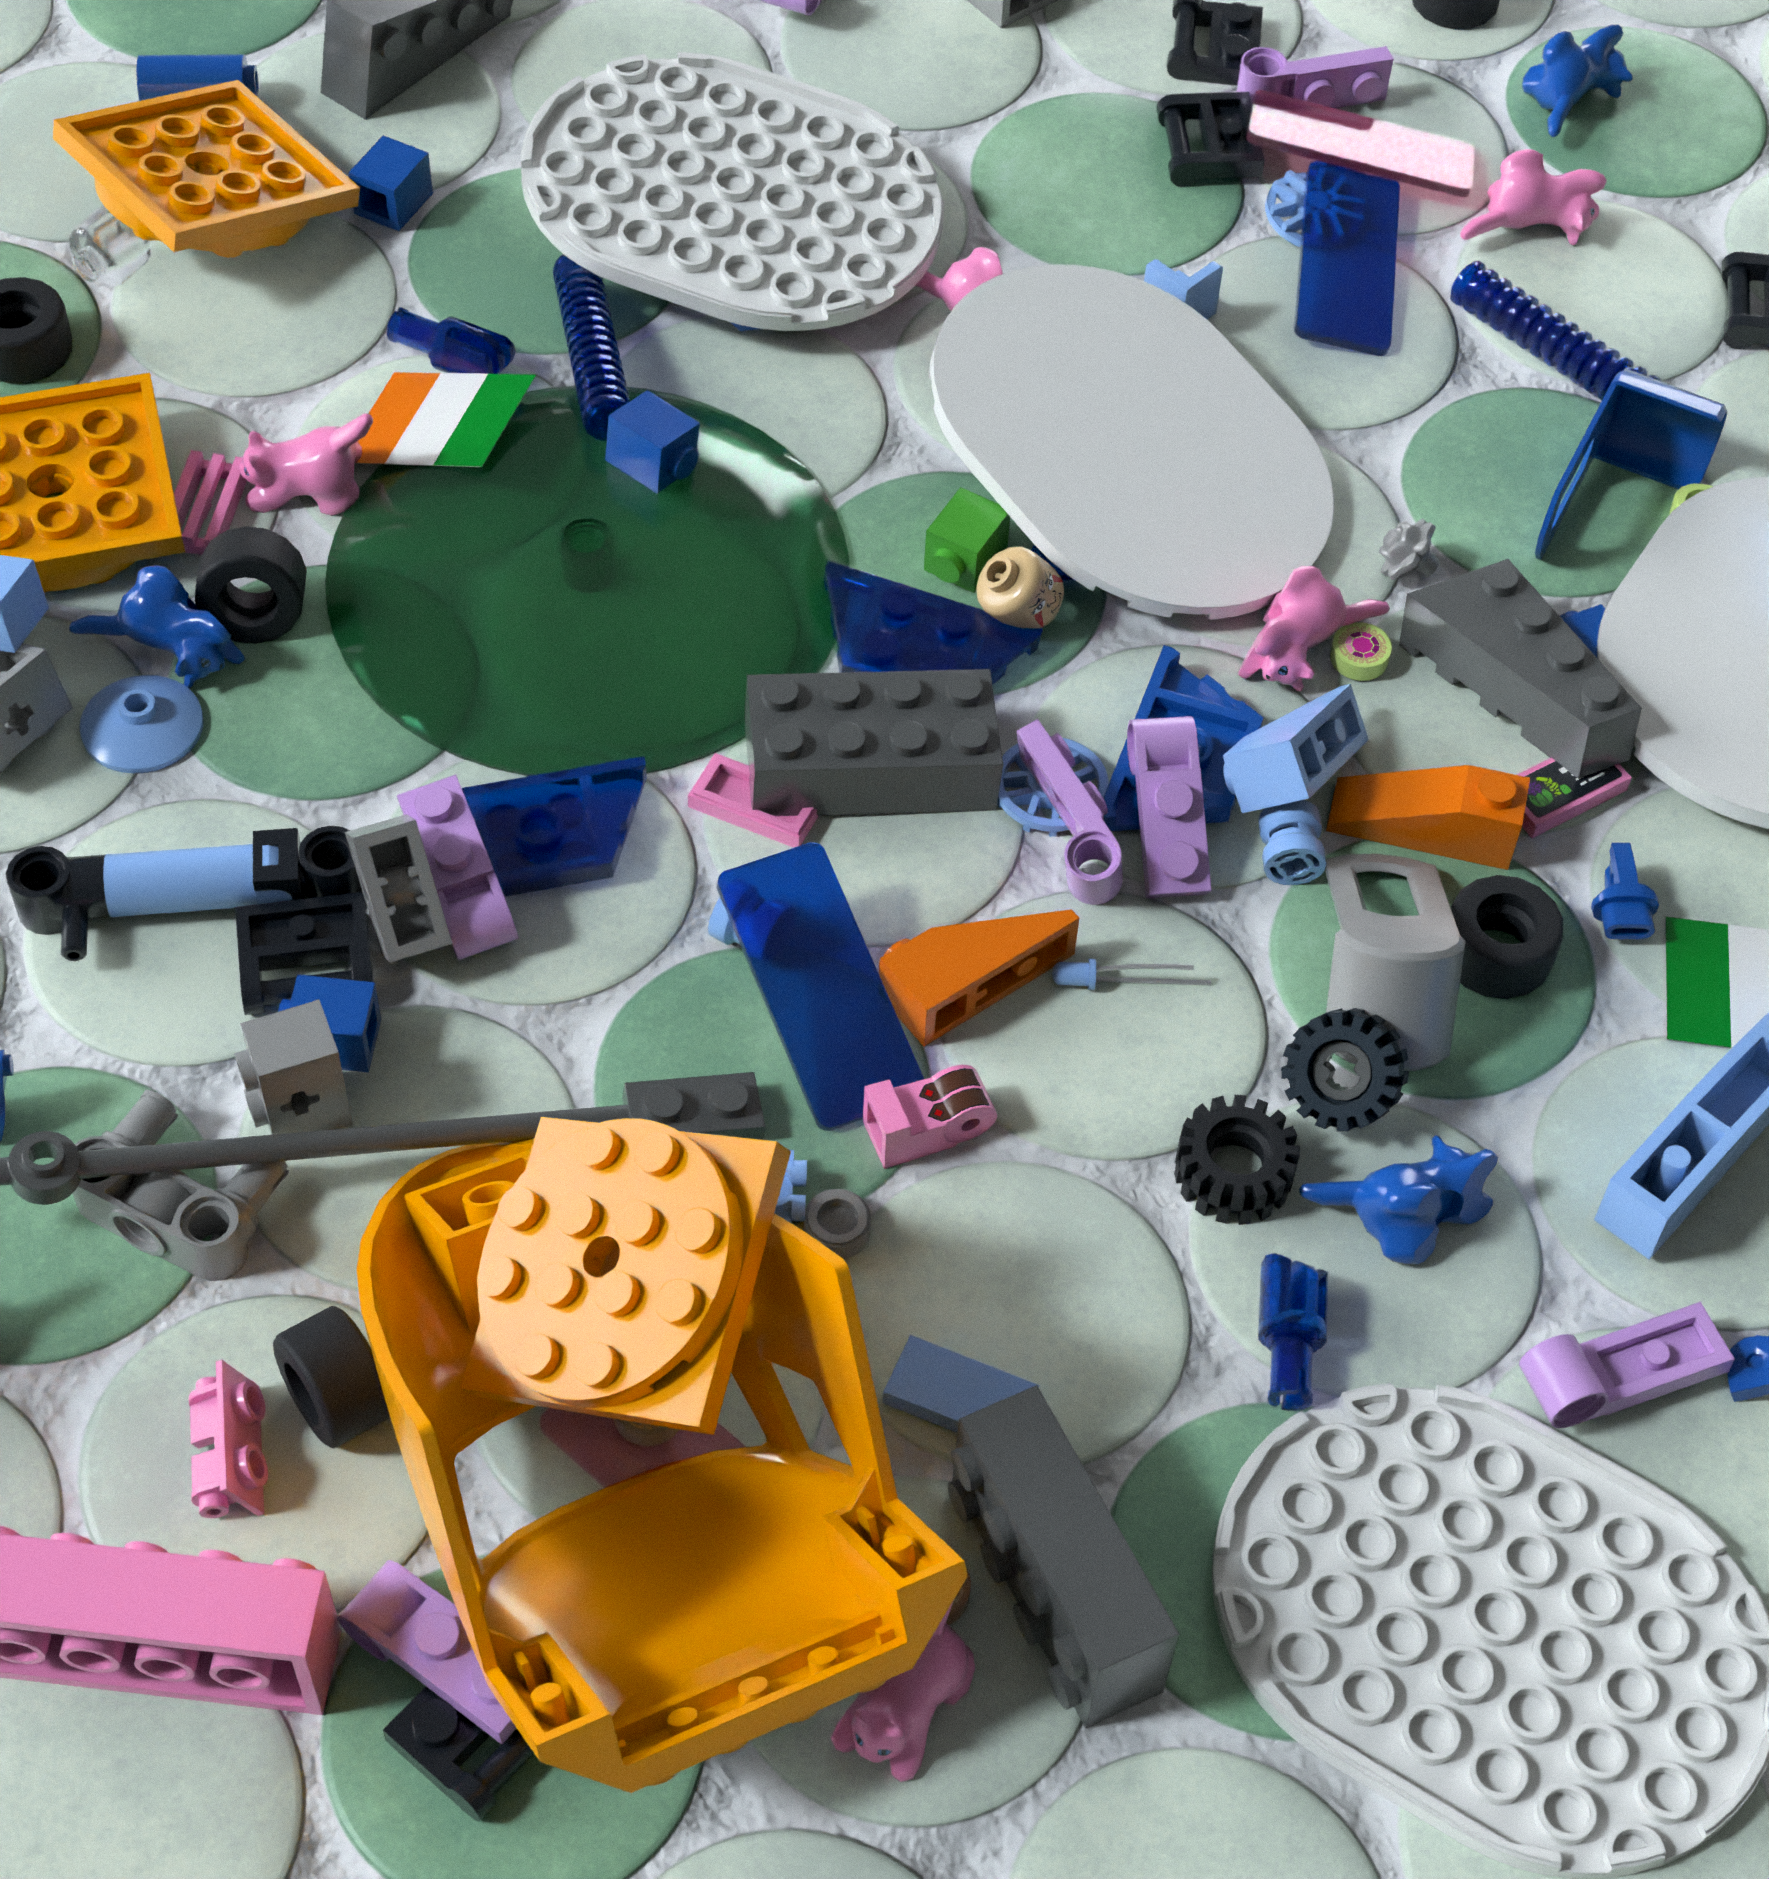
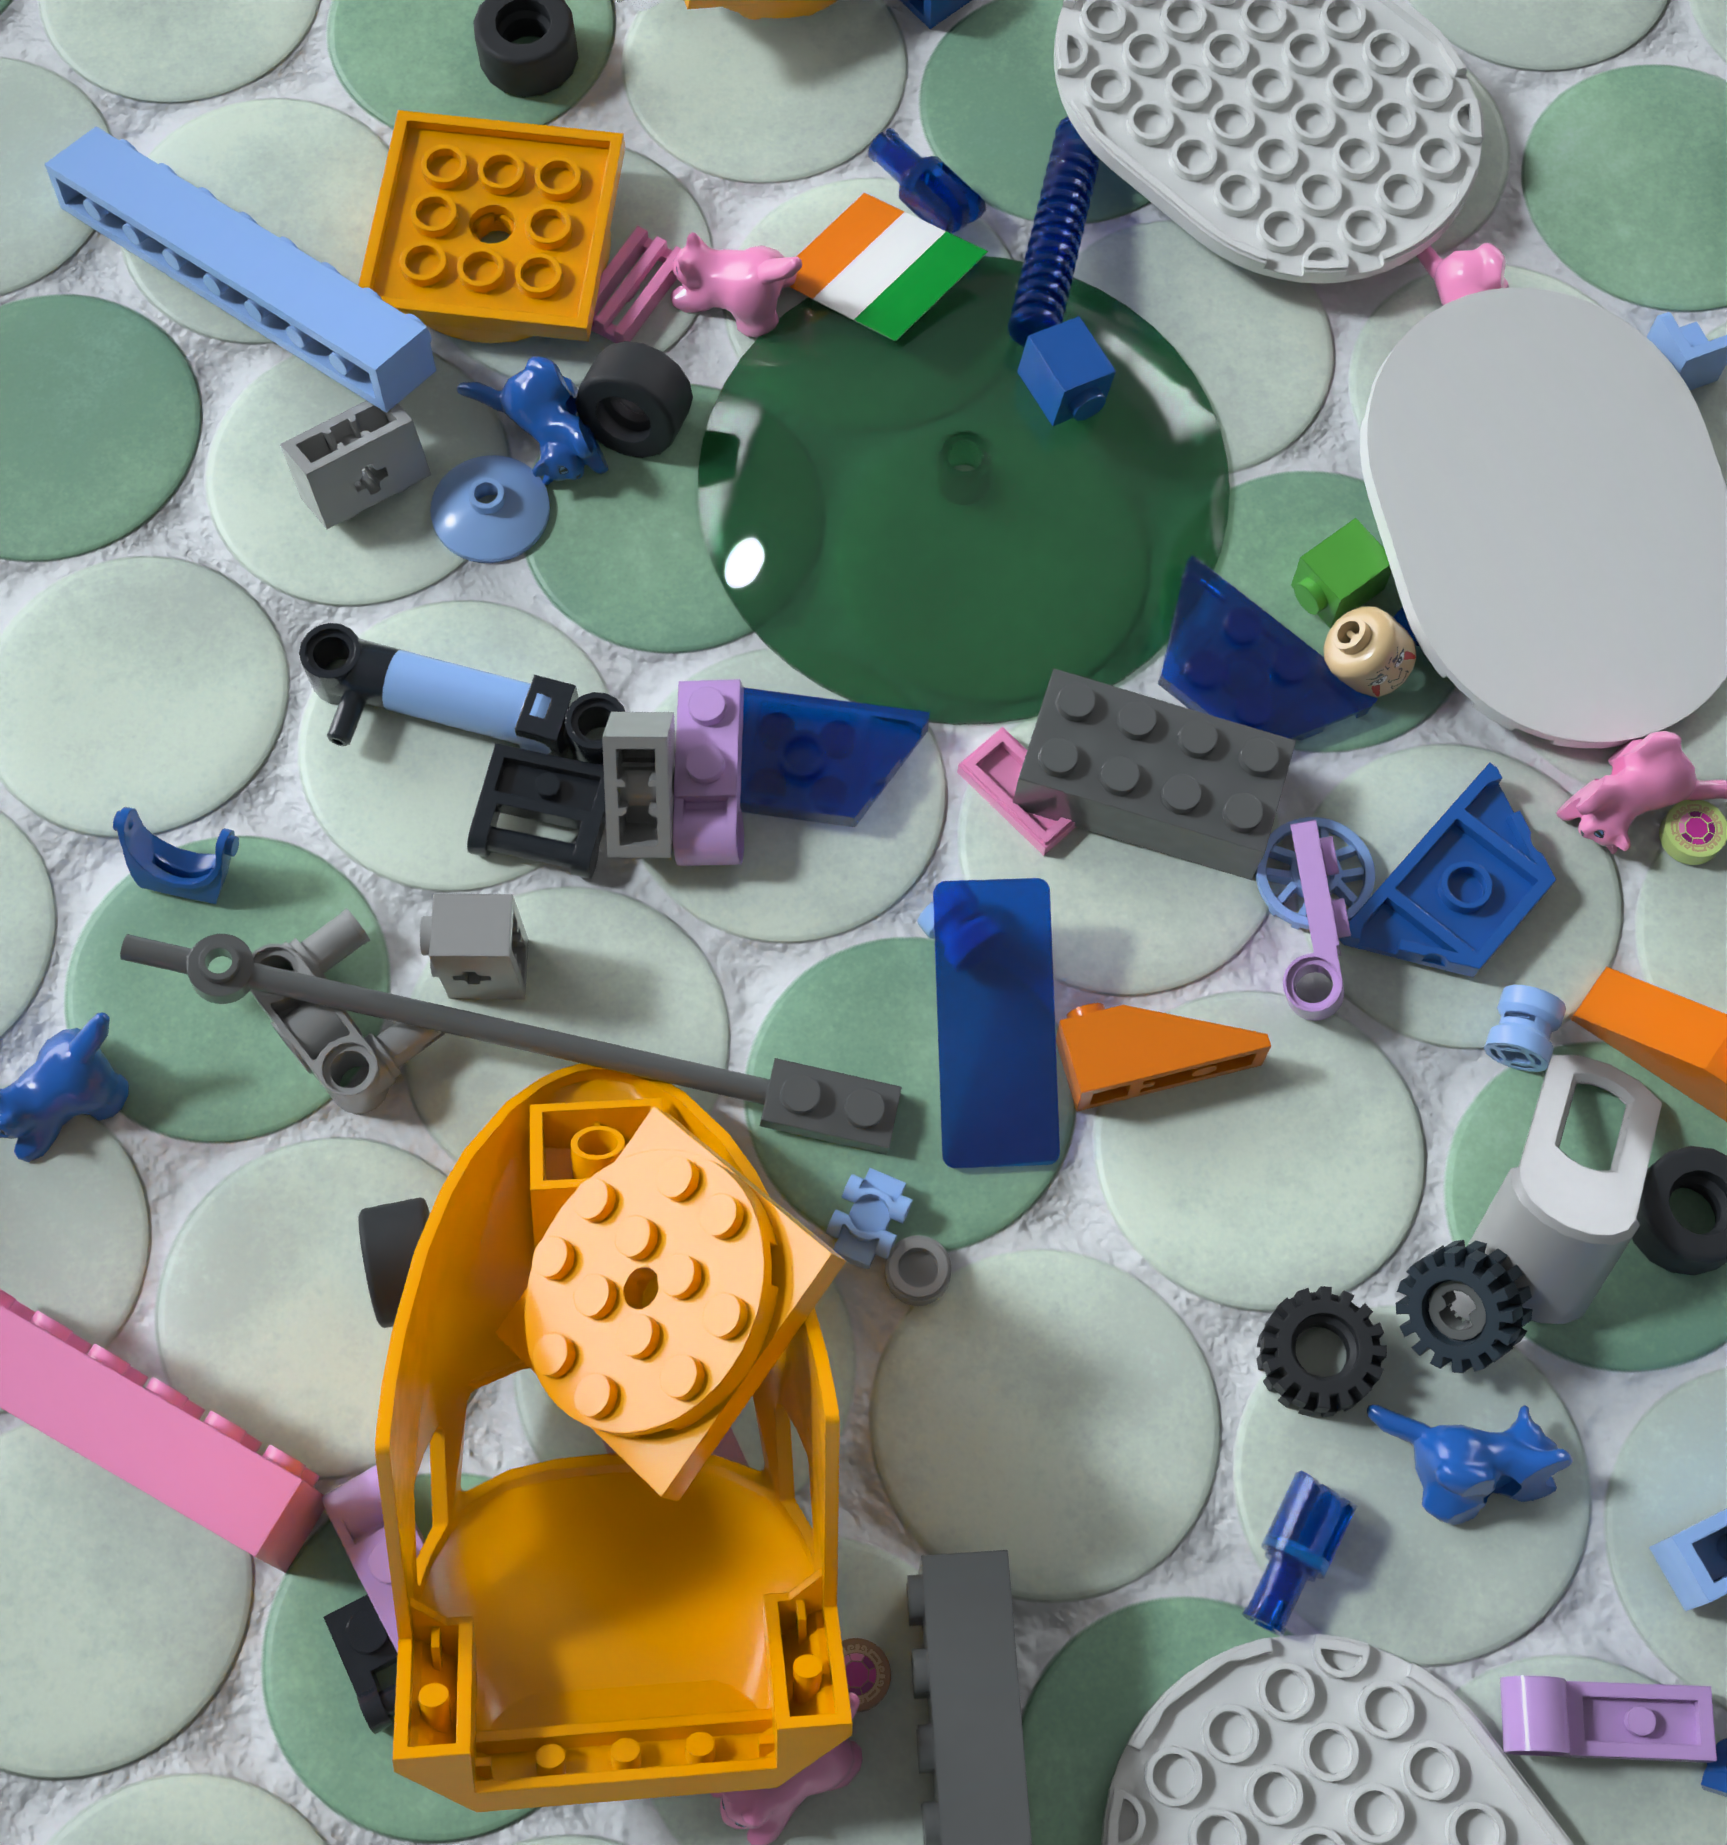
camera: 25 degrees right, 15 degrees up
(229, 1415) = (307, 1259): bright pink hinge -> none
(350, 1012) = (544, 890): blue brick -> none
(926, 1114) = (1046, 1192): bright pink leg -> none
(945, 1384) = (959, 1489): light blue tile -> none
(1085, 974) = (1260, 1094): piece -> none
(1170, 806) = (1416, 948): lavender plate -> none
(1295, 752) = (1569, 937): light blue slope -> none

